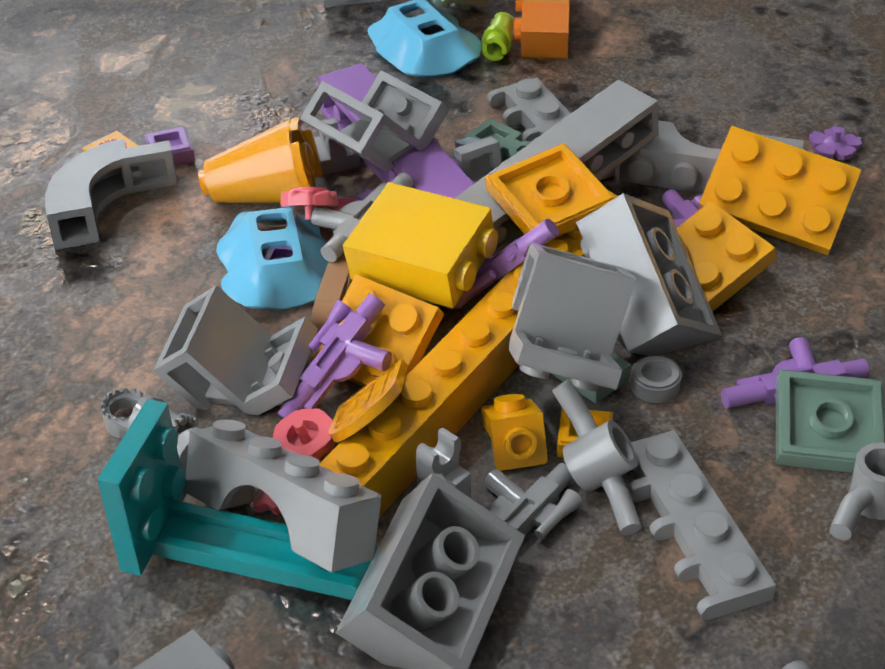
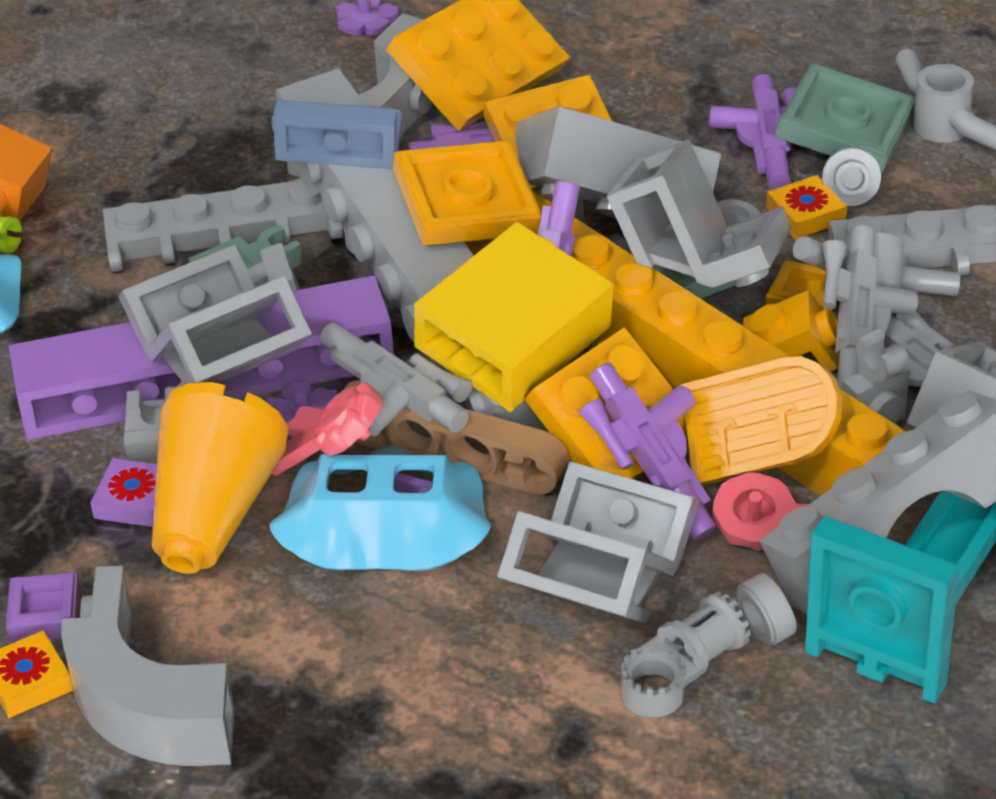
camera: 75 degrees left, 0 degrees up
(536, 449) = (862, 302): none -> light grey piece
(578, 113) = (336, 134): none -> sand blue panel
(698, 418) = (807, 205): none -> light orange tile
(740, 435) = (852, 175): none -> light grey plate

